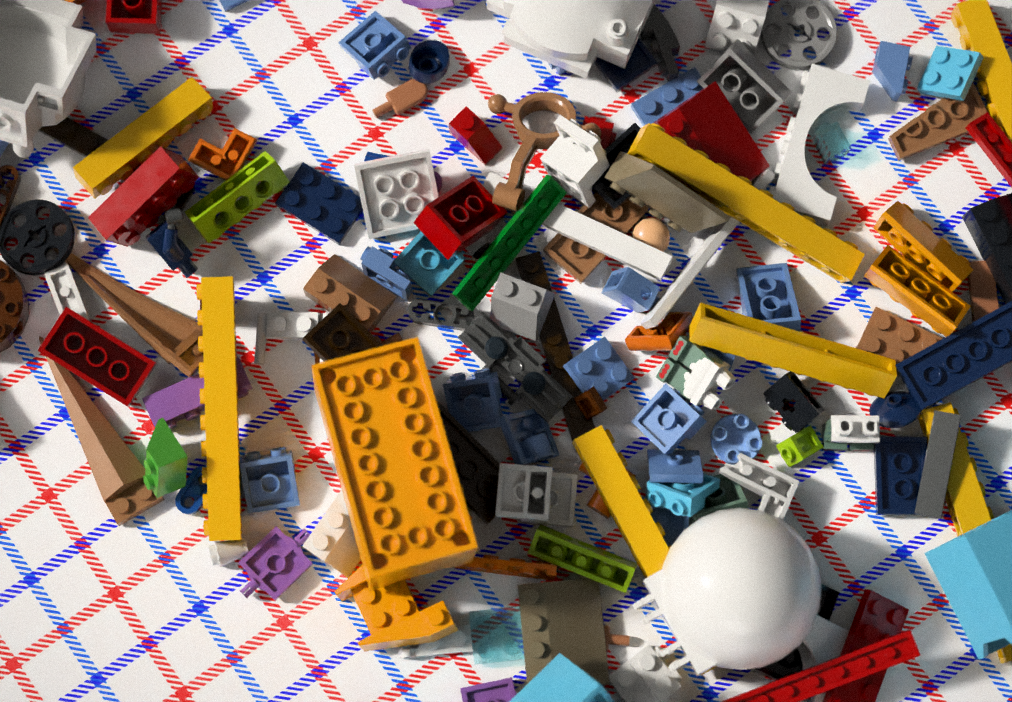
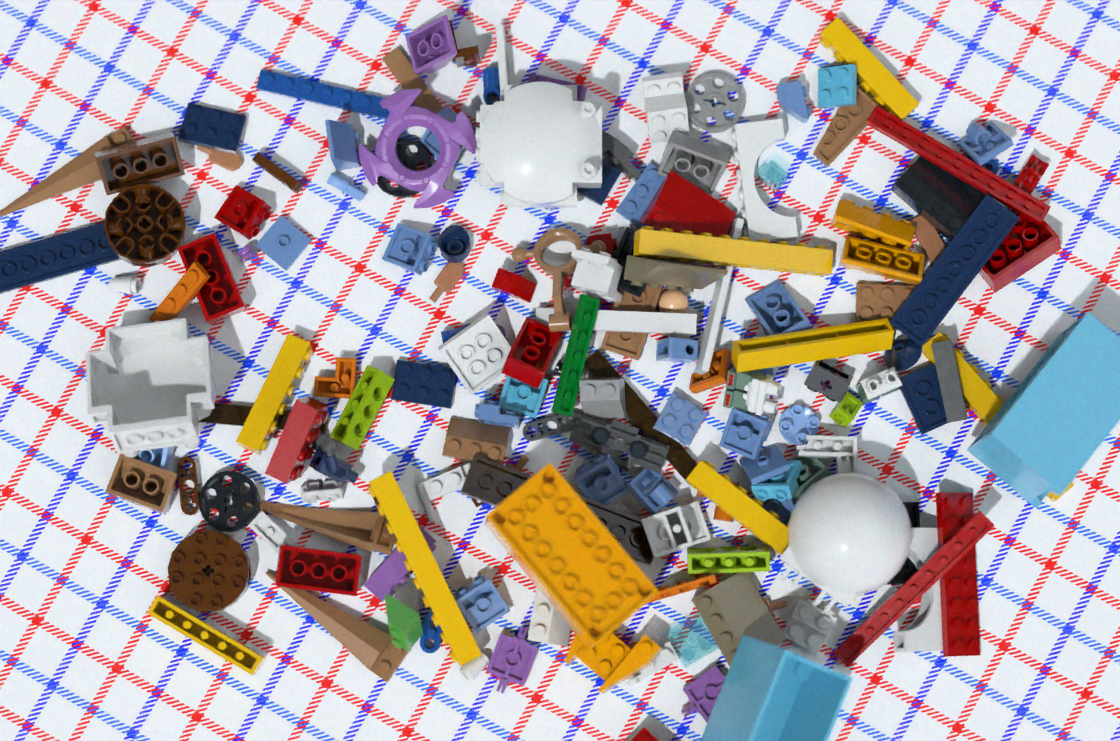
camera: 20 degrees left, 5 degrees up
(135, 270) = (312, 493): none -> white hinge
(590, 403) = (685, 446): reddish brown tile -> none

